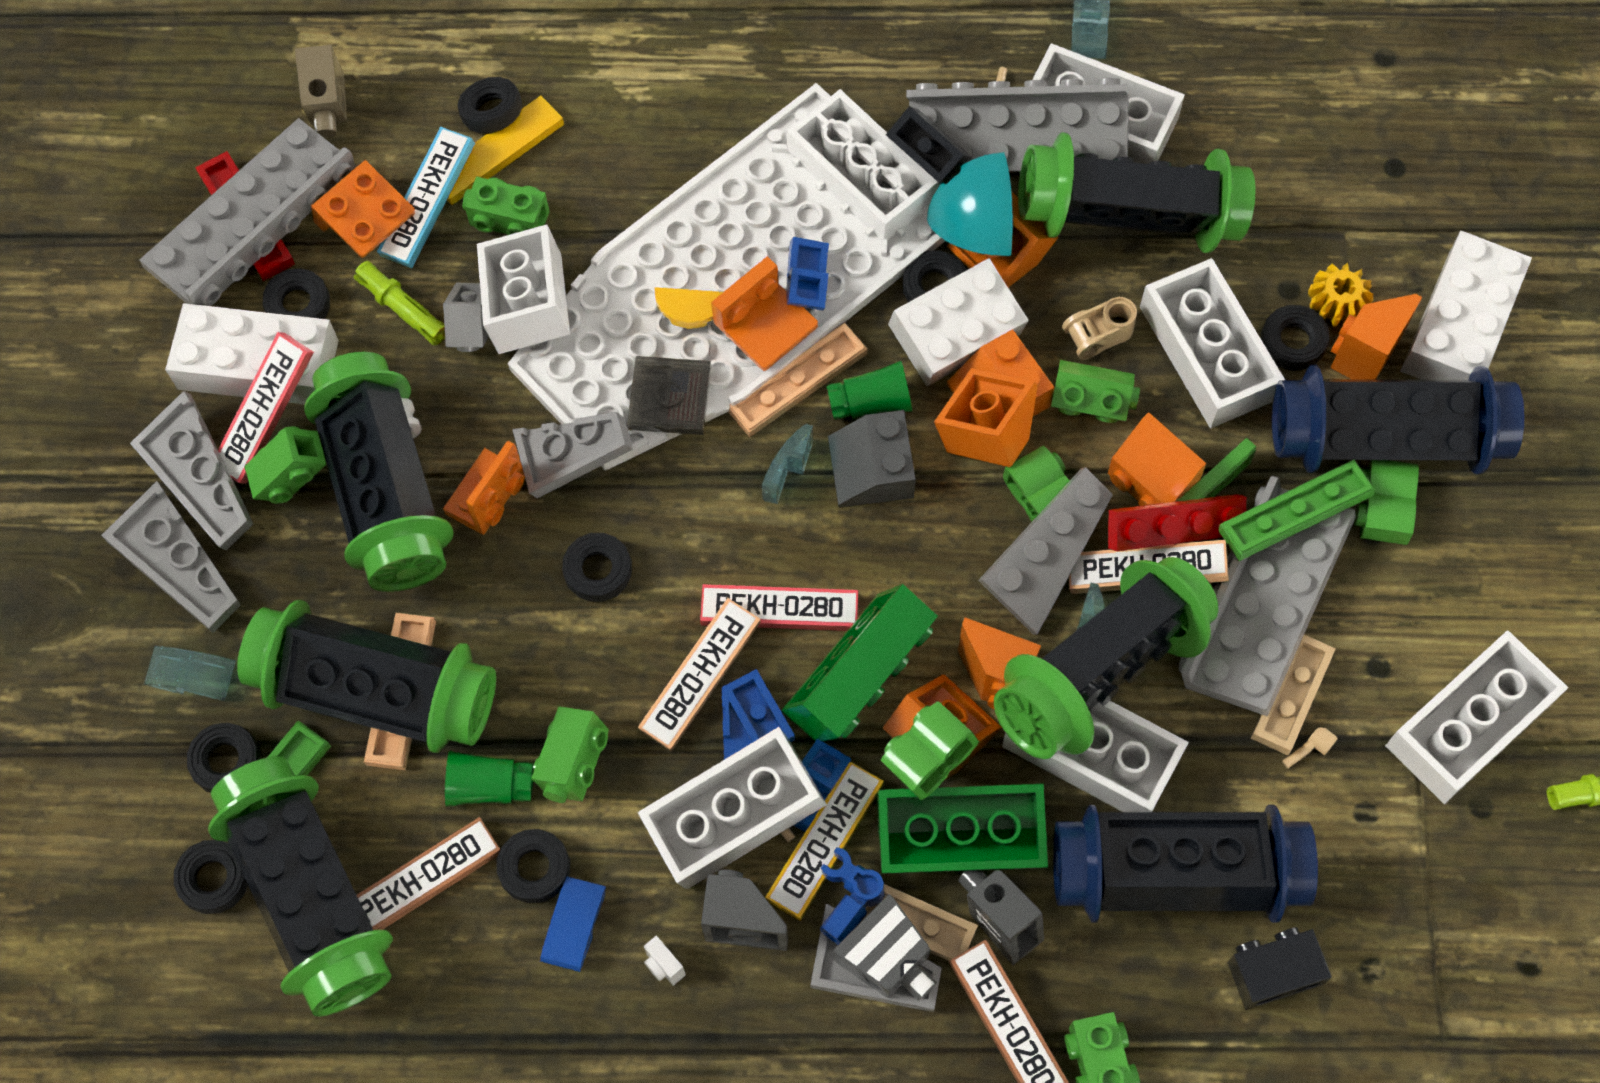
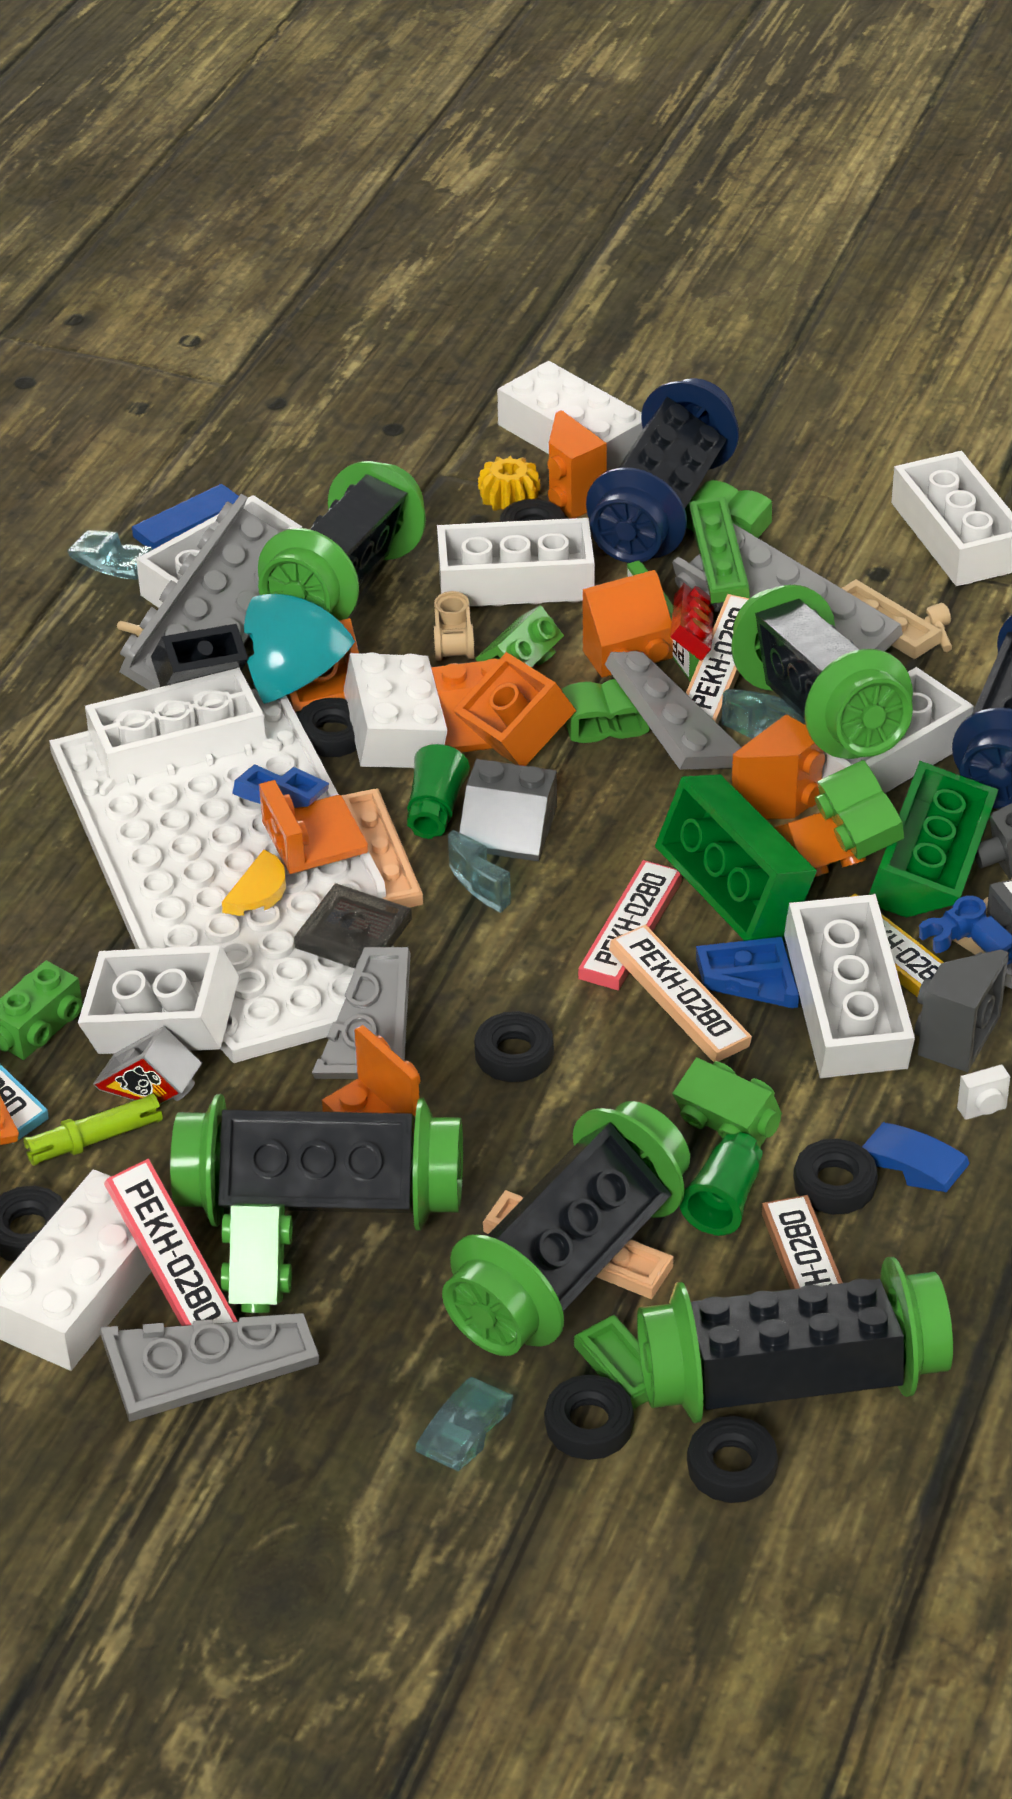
camera: 70 degrees left, 25 degrees down
(168, 553) = (290, 1416): light grey wing -> none
(1170, 58) = (182, 517): none -> blue tile

